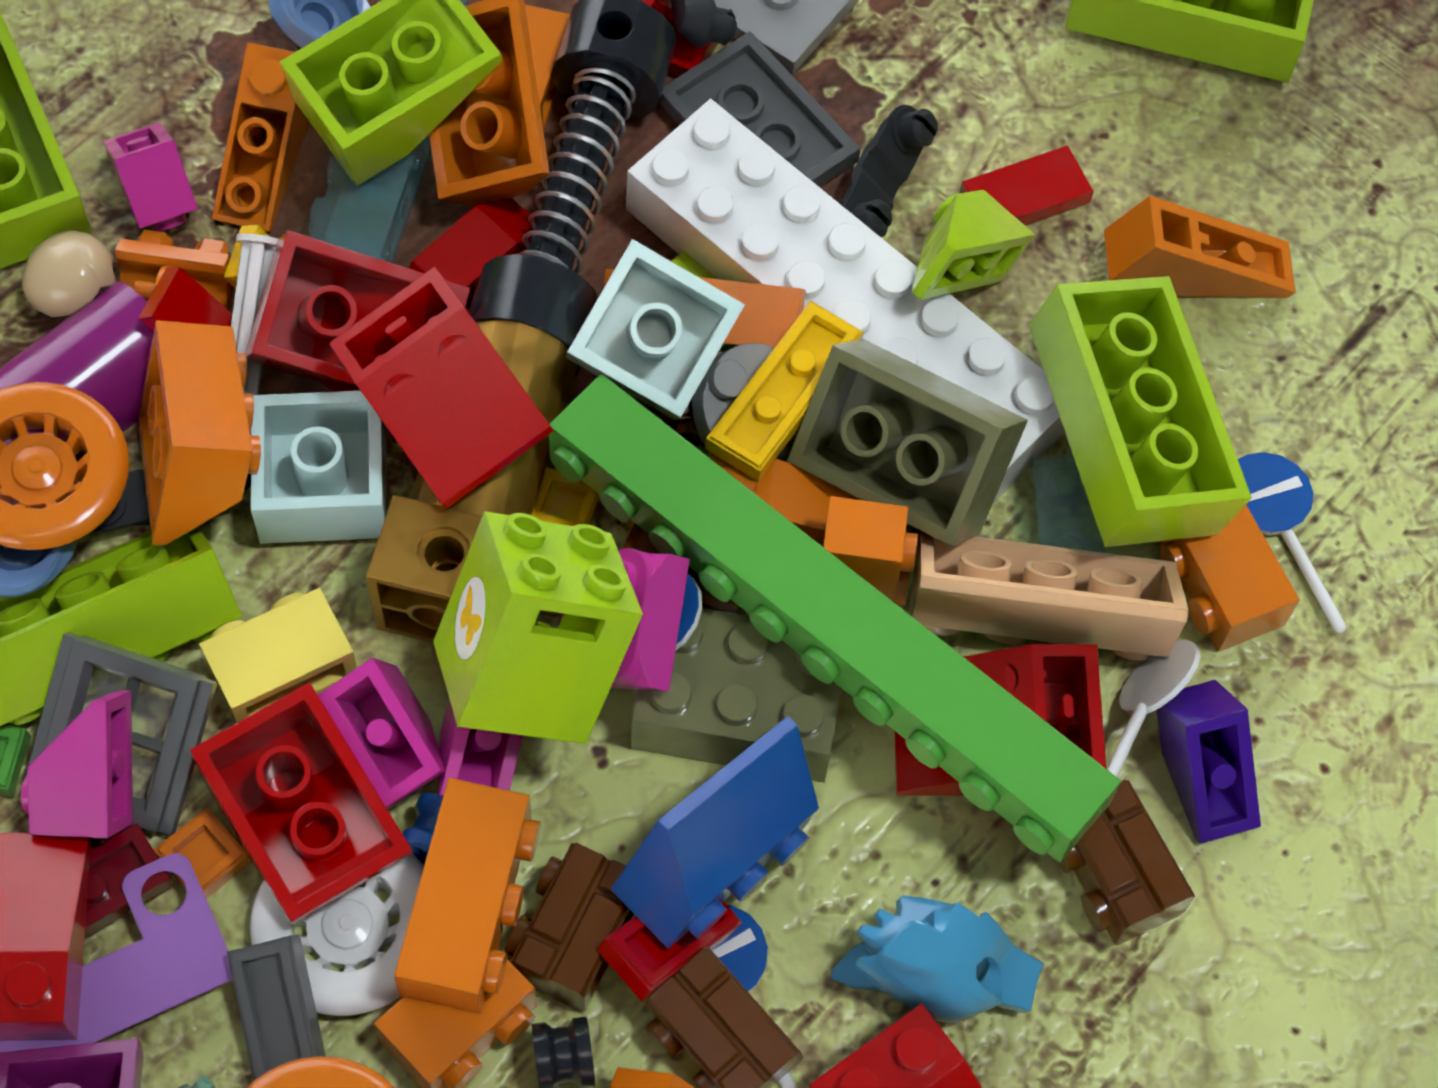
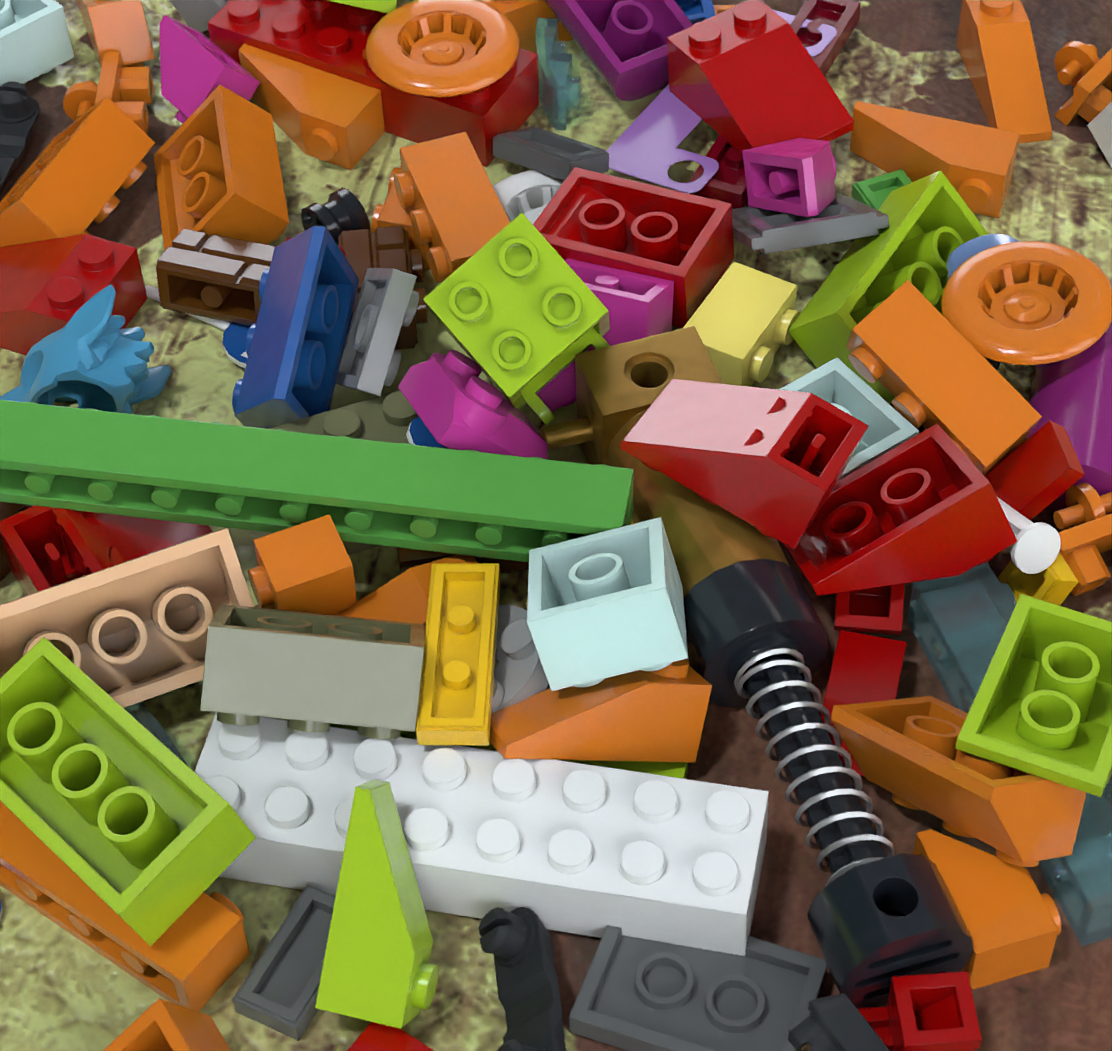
camera: 155 degrees right, 15 degrees down
(637, 781) = (369, 348): none -> light grey plate
(1016, 298) = (287, 976): none -> dark grey tile

